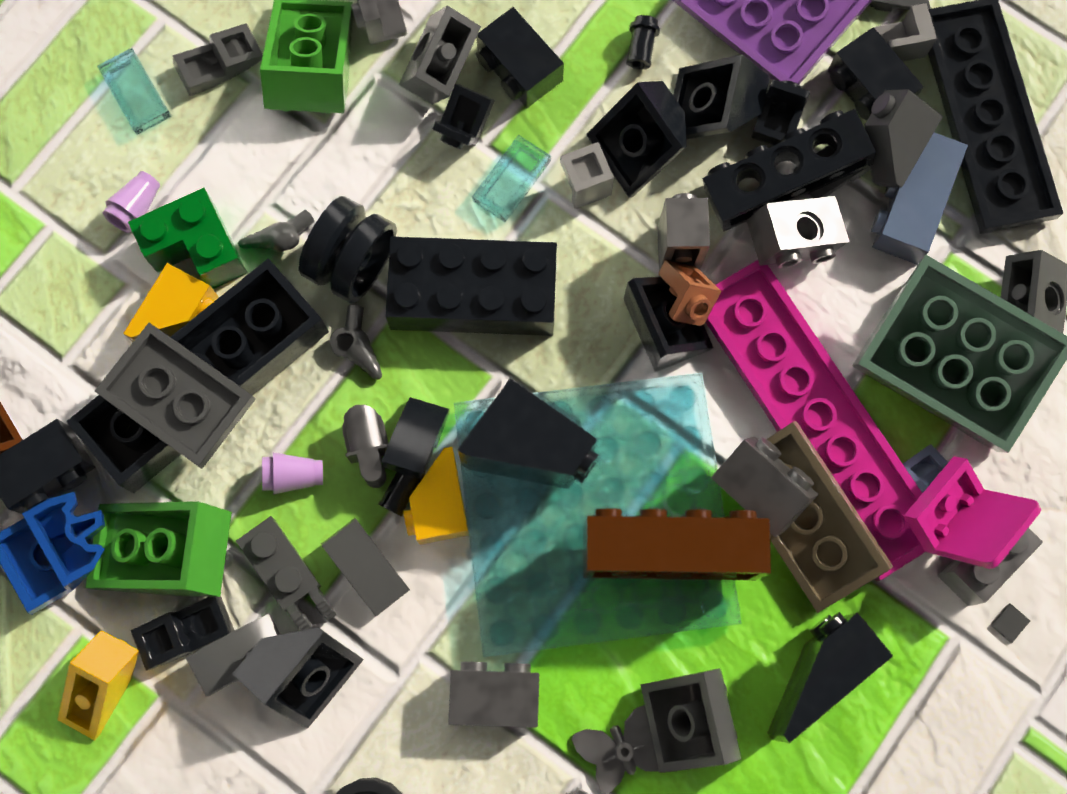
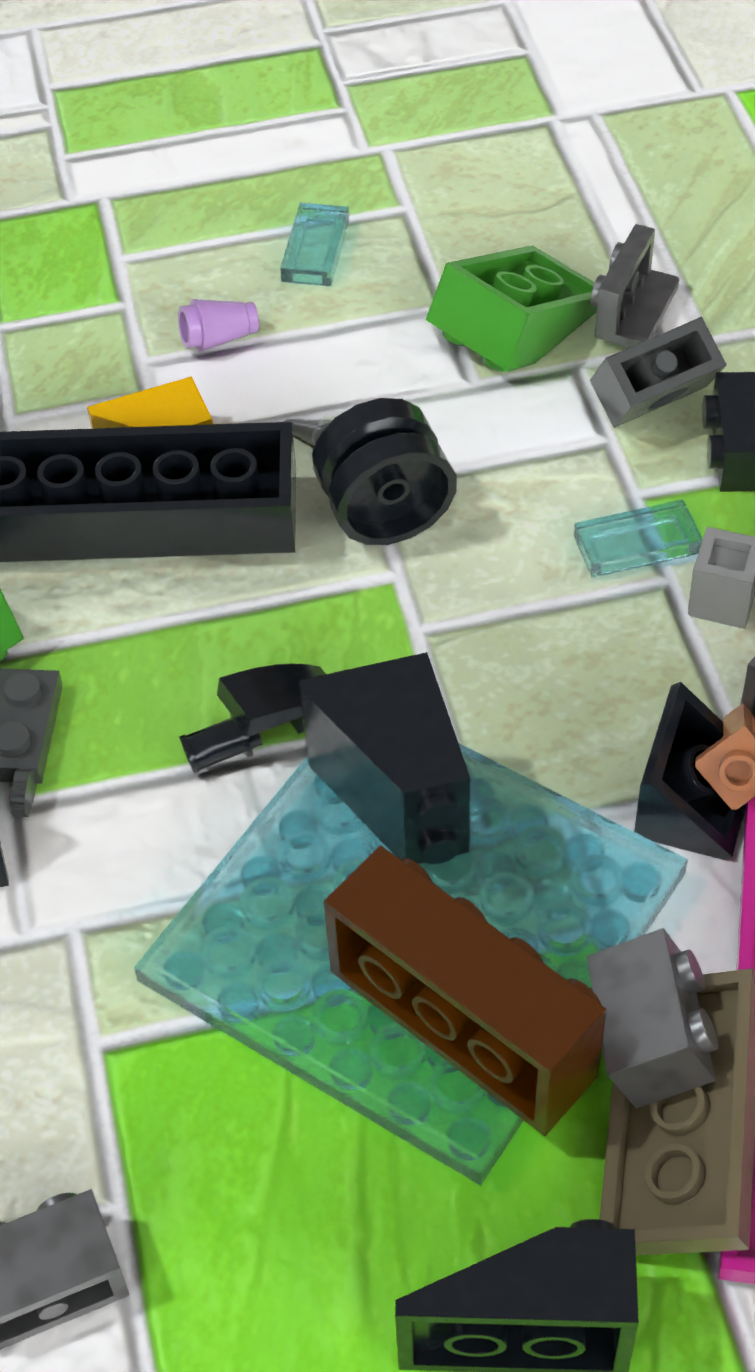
camera: 45 degrees right, 25 degrees down
(175, 395) = (72, 469): dark grey plate -> none
(189, 230) = (238, 369): green brick -> none
(221, 60) = (414, 265): dark grey slope -> none
(290, 473) = (118, 644): lavender cone -> none
(355, 344) = (311, 577): dark grey animal -> none
(365, 567) = (103, 790): dark grey slope -> none
(366, 442) = (234, 648): flat silver arm -> none
(437, 503) = (240, 776): yellow slope -> none
(463, 117) = (634, 447): black bracket -> none
(471, 286) = (492, 600): black brick -> none
(493, 696) = (104, 1023): flat silver brick -> none
(622, 753) = (197, 1221): flat silver piece -> none
(691, 721) = (312, 1233): dark grey brick -> none

